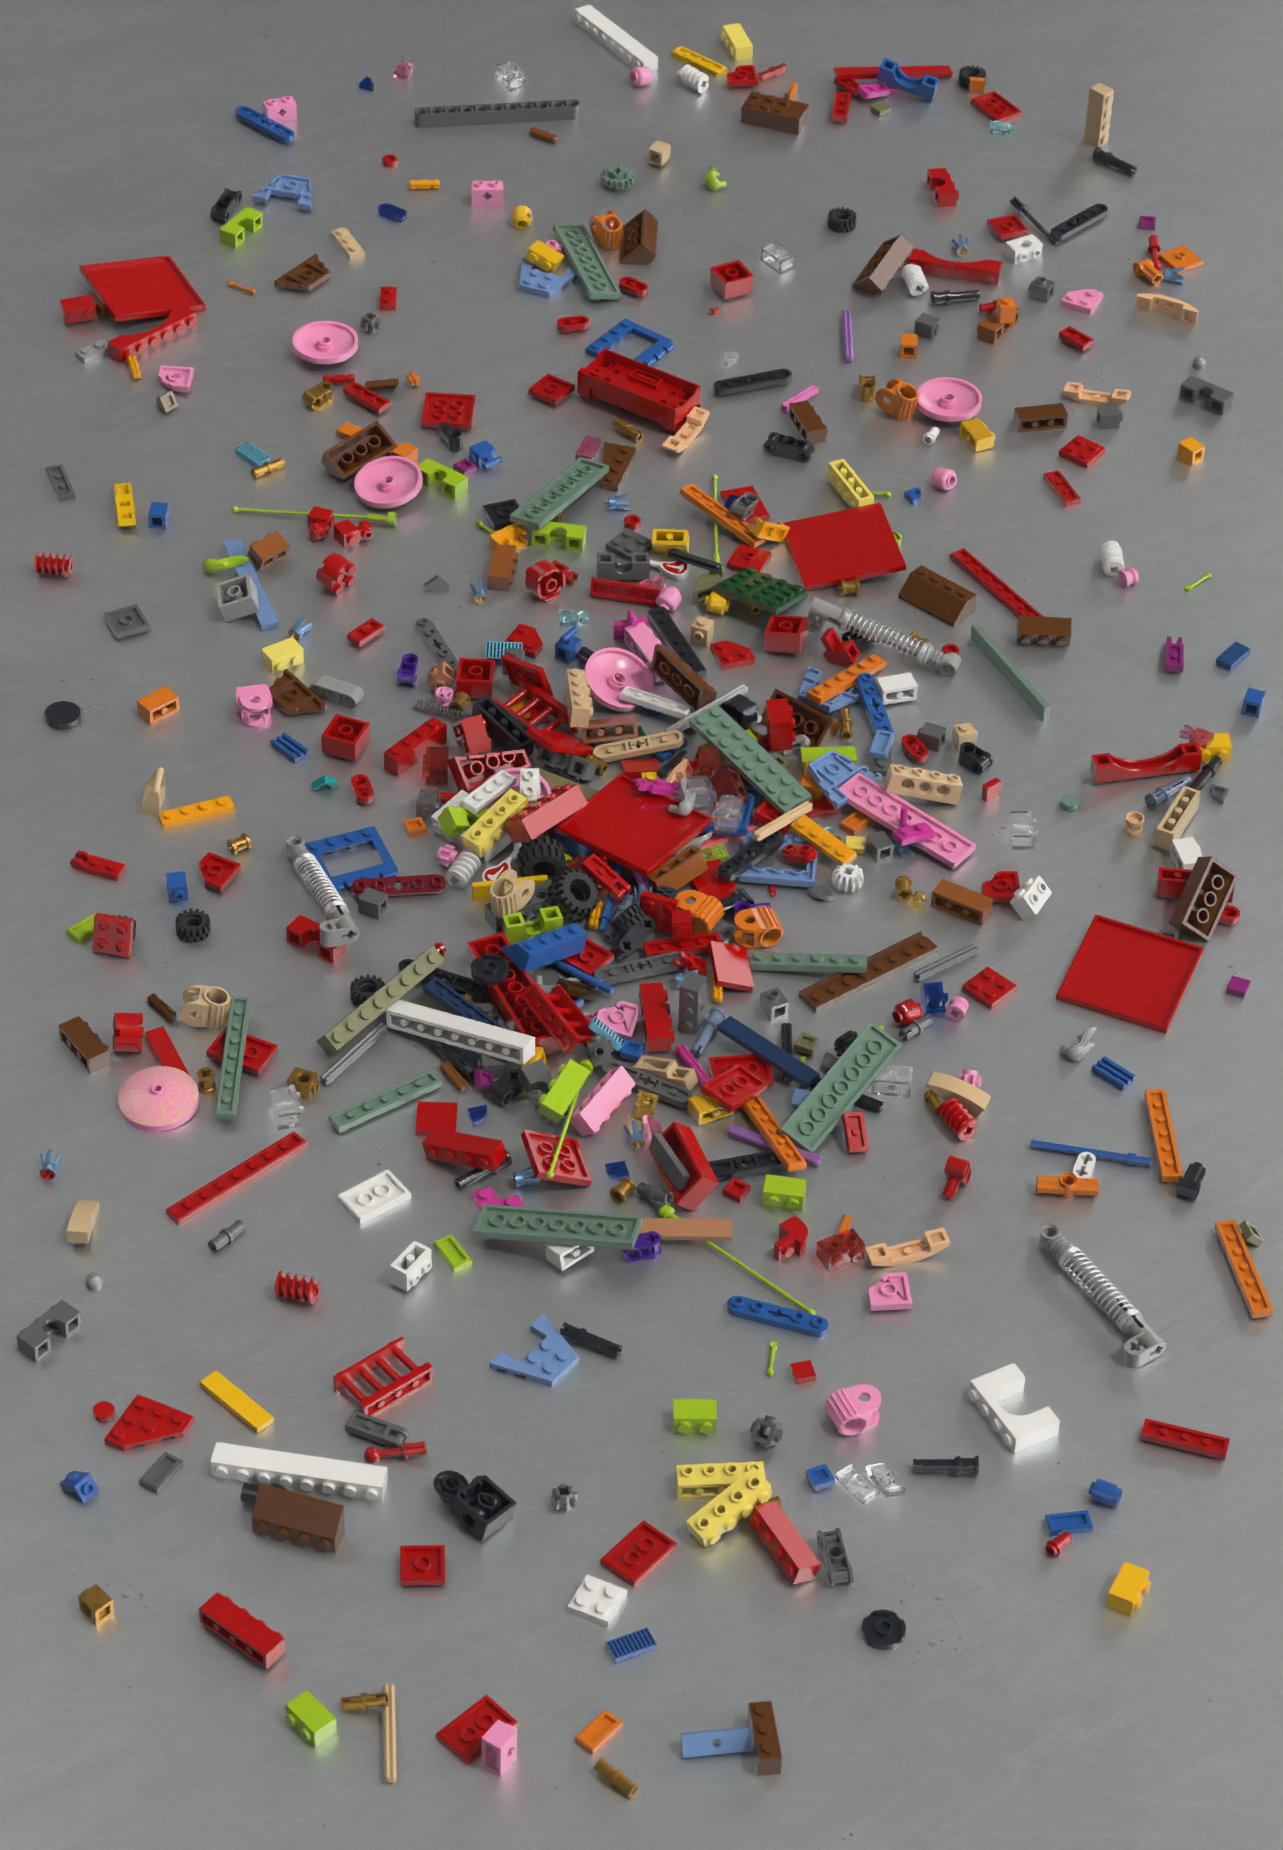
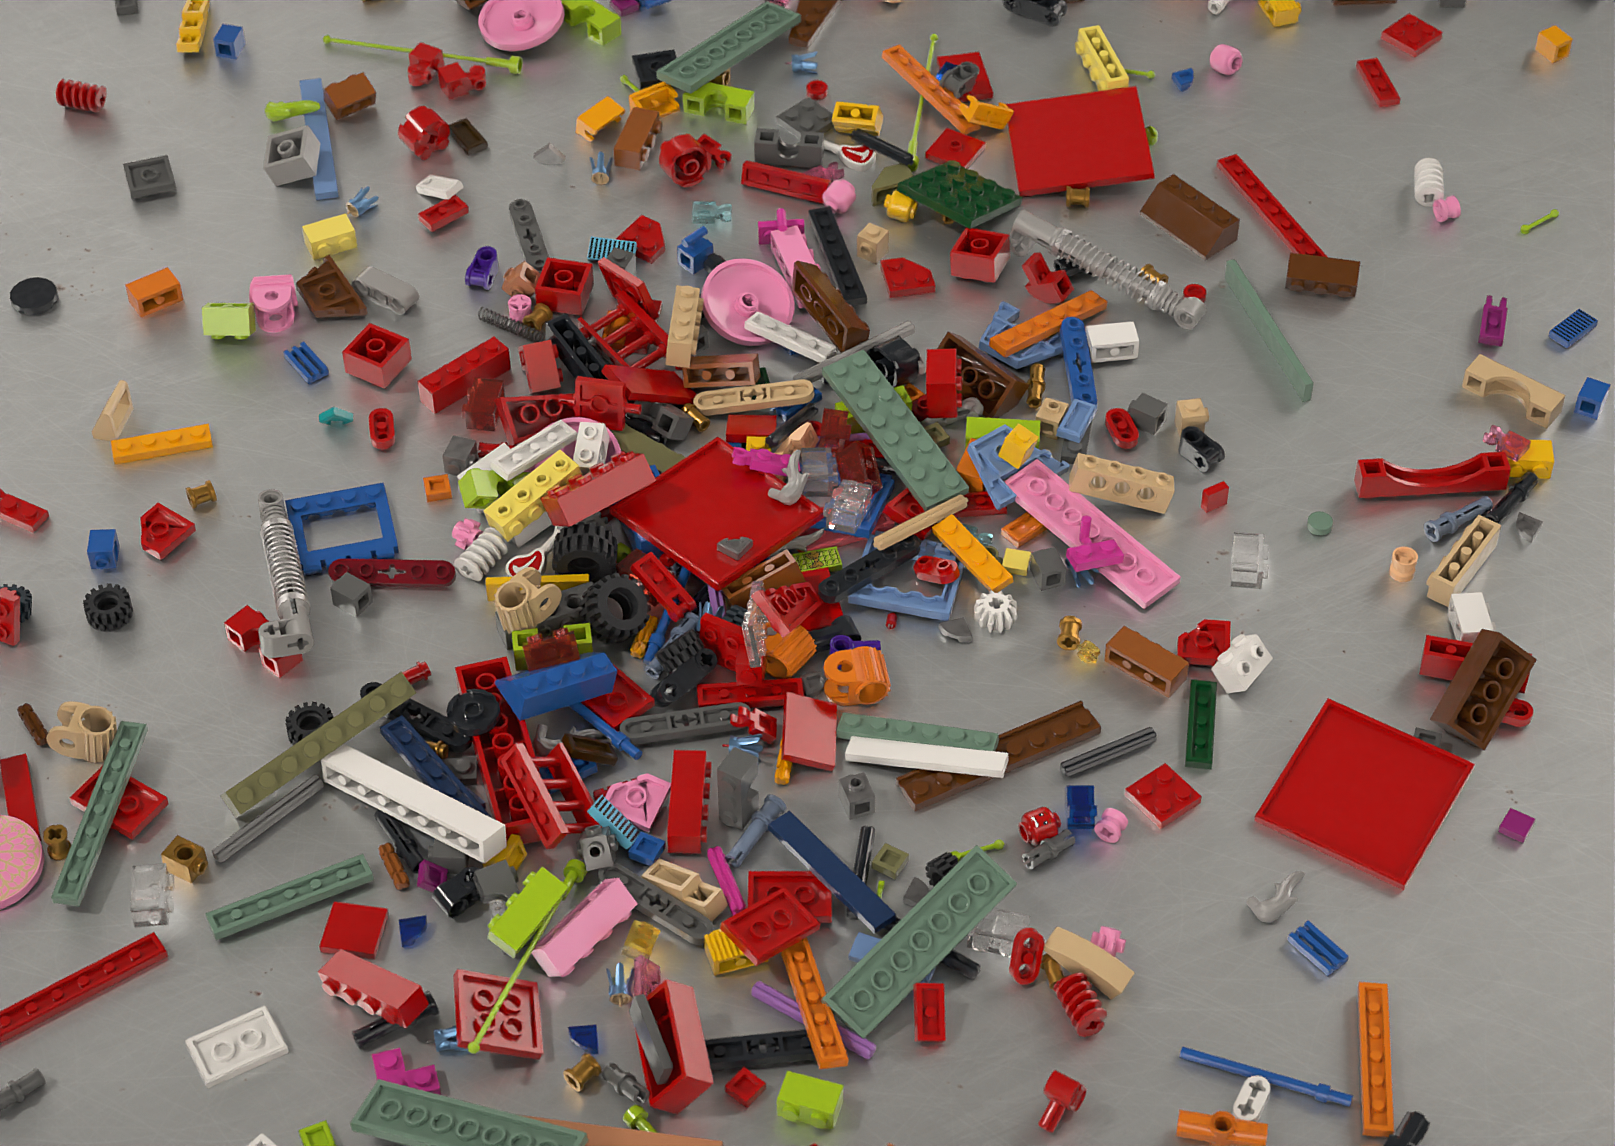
camera: 10 degrees right, 5 degrees up
(223, 720) = (228, 320): none -> lime brick
(357, 613) = (439, 187): none -> white tile
(368, 575) = (467, 136): none -> dark brown tile
(468, 553) = (598, 117): none -> light orange hinge
(530, 753) = (601, 401): none -> red plate
(536, 924) = (550, 650): none -> clear red brick
(652, 847) = (735, 548): none -> flat silver tile
(683, 894) = (755, 628): none -> clear wing
(702, 881) = (787, 605): none -> red wing
(818, 975) = (926, 756): none -> white tile
(845, 762) = (1018, 446): none -> yellow brick
(862, 741) = (1050, 417): none -> tan brick
(915, 1091) = (1027, 954): none -> red plate
(1007, 940) = (1201, 724): none -> dark green tile
(1176, 694) = (1490, 377): none -> tan arch

